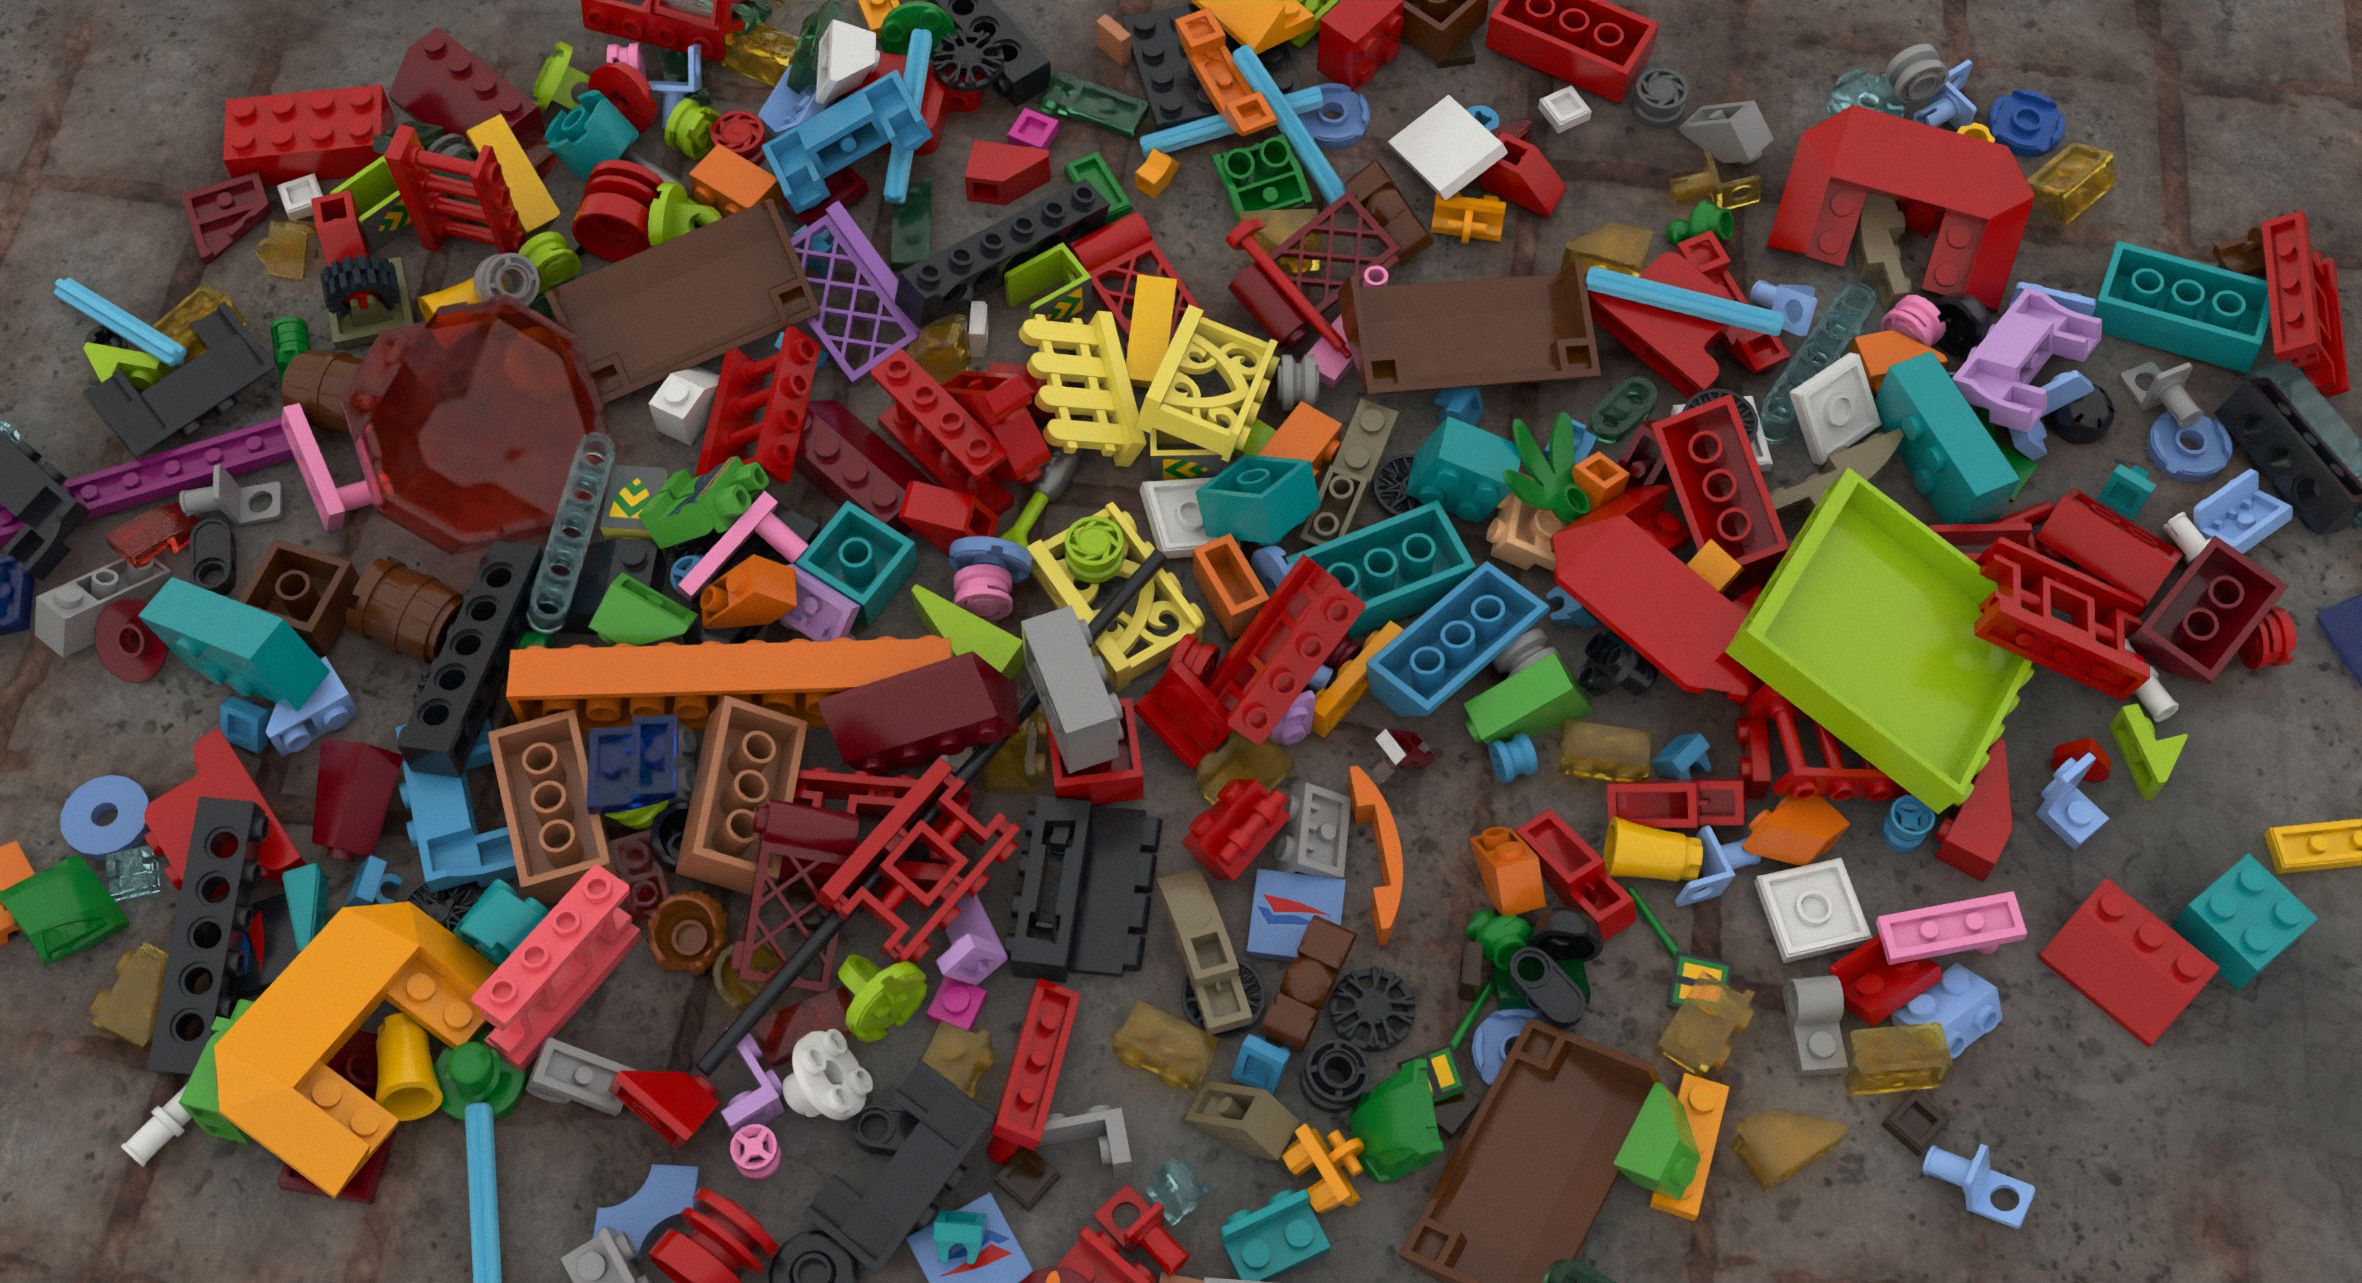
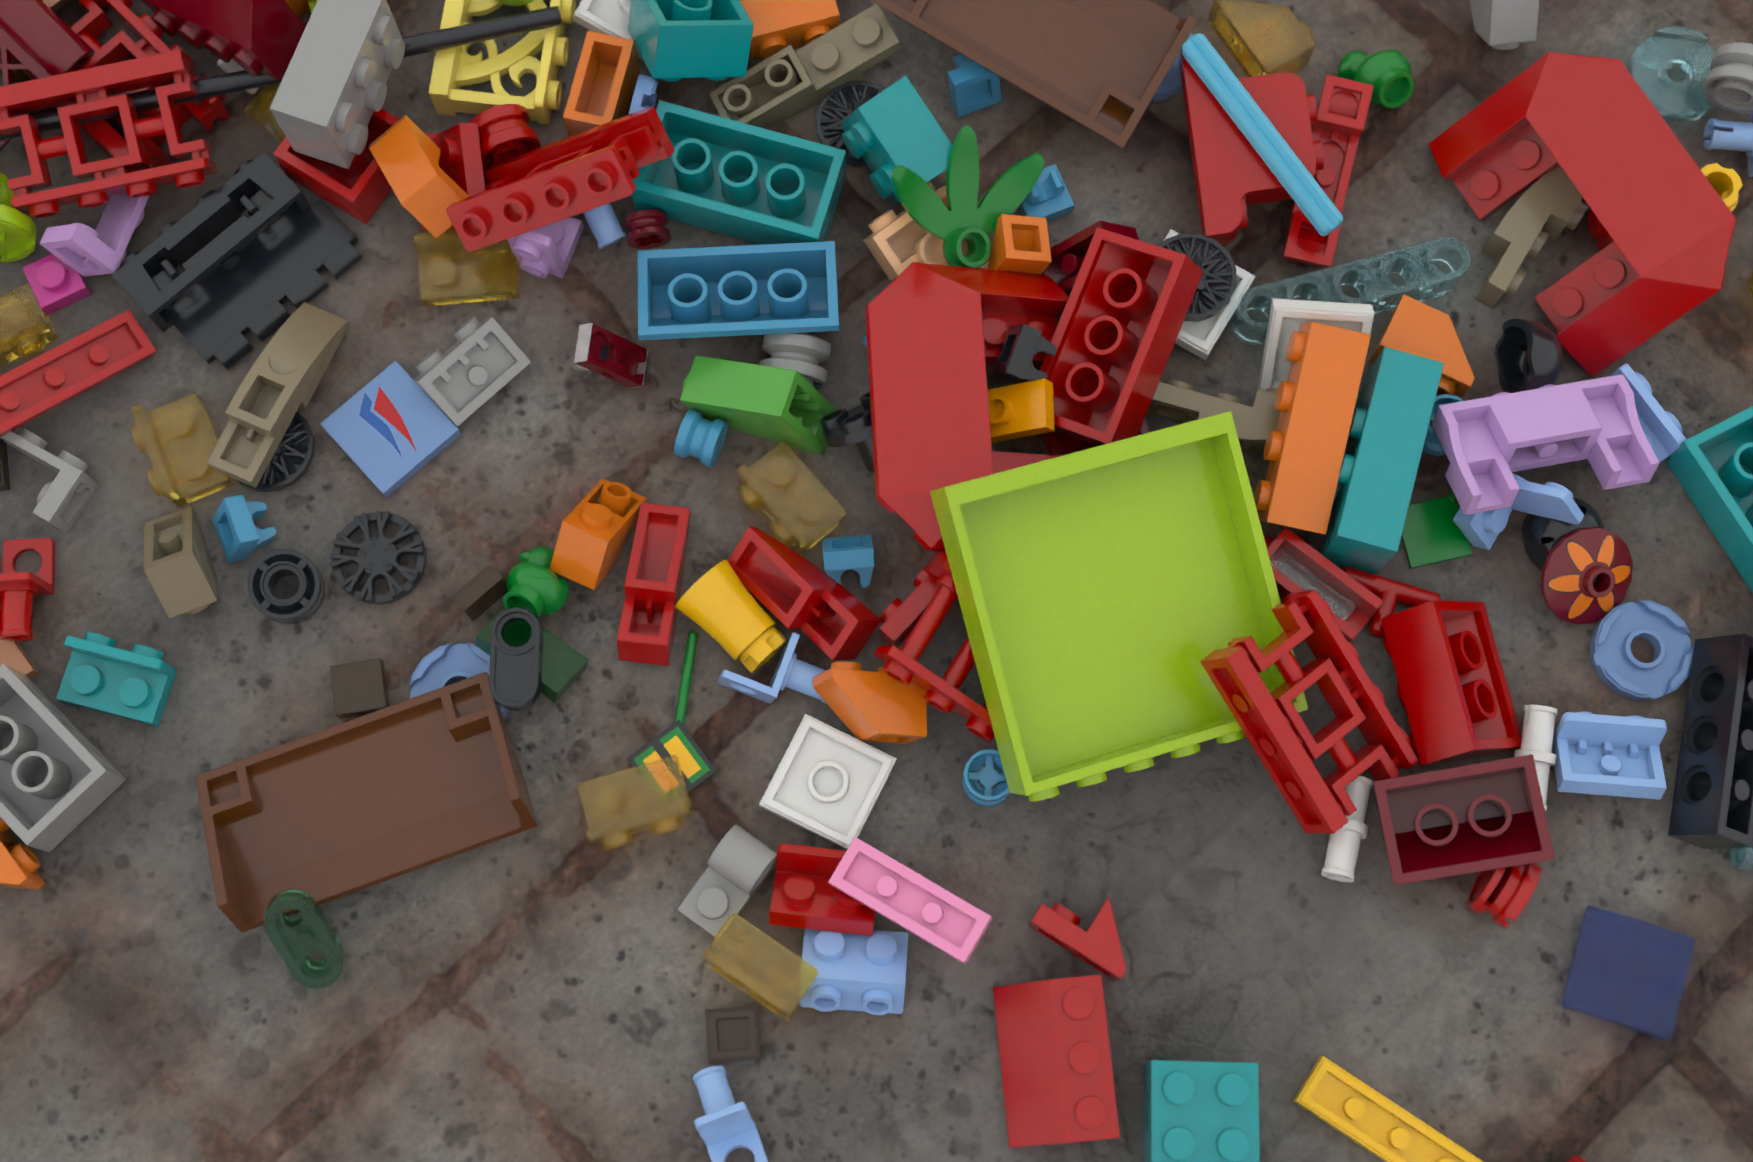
camera: 40 degrees right, 15 degrees up
(1176, 1189) = (72, 572): clear light blue tile -> none
(1177, 721) = (412, 169): none -> orange slope
(1236, 827) = (398, 310): red brick -> none
(1307, 983) = (335, 491): reddish brown piece -> none
(1312, 1150) = (210, 655): light orange hips -> none
(1350, 682) = (616, 264): light orange plate -> none
(1371, 807) = (468, 480): orange slope -> none
(1397, 1125) = (284, 667): green slope -> none
(1443, 1066) = (371, 652): piece -> none
(1567, 934) = (583, 626): black helmet -> none
(1620, 411) = (1121, 194): clear green plate -> none
(1660, 1146) = (481, 869): bright green slope -> none
(1679, 534) = (1017, 353): none -> black tile
(1704, 1108) = (522, 890): light orange plate -> none
(1709, 183) = (1430, 38): clear yellow bracket -> none
(1783, 1144) = (592, 956): clear yellow slope -> none
(1792, 300) = (1375, 215): light blue bracket -> none
(1890, 444) = (1312, 426): none -> orange brick
(1915, 319) = (1480, 325): bright pink wheel -> none
(1982, 821) = (1050, 833): red slope -> none
(2067, 808) = (1155, 885): light blue bracket -> none
(2068, 872) = (1096, 946): none -> red slope
(2077, 750) = (1211, 853): red tile -> none
(2119, 422) = (1572, 568): none -> dark red dish
(2127, 491) = (1524, 645): teal tile -> none
(2146, 758) = (1273, 906): lime slope -> none
(2165, 389) = (1667, 579): light grey bracket -> none

